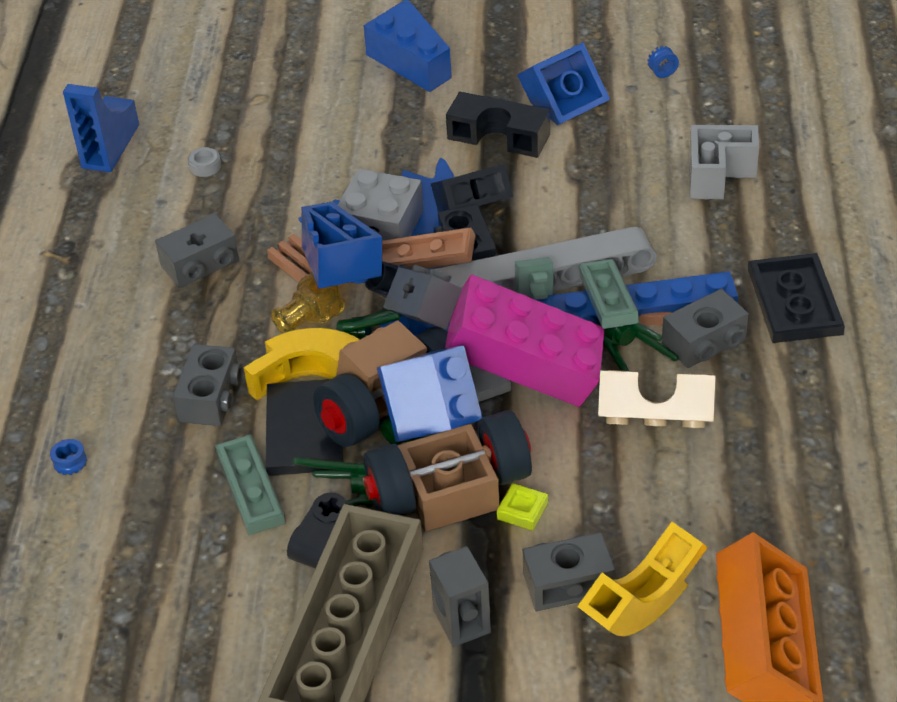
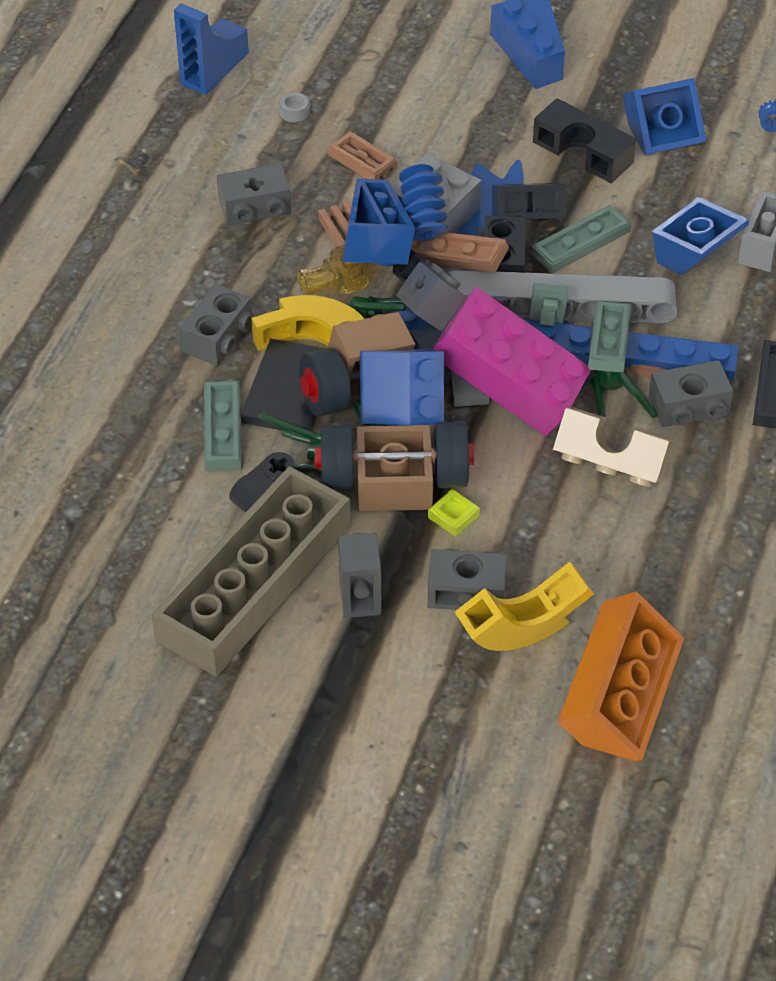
camera: 15 degrees right, 5 degrees up
(72, 462) = (75, 364): blue bush -> none
(289, 190) = (358, 159): none -> nougat tile
(376, 209) = (422, 201): none -> blue piece
(532, 213) = (580, 239): none -> sand green tile
(646, 180) = (694, 234): none -> blue slope

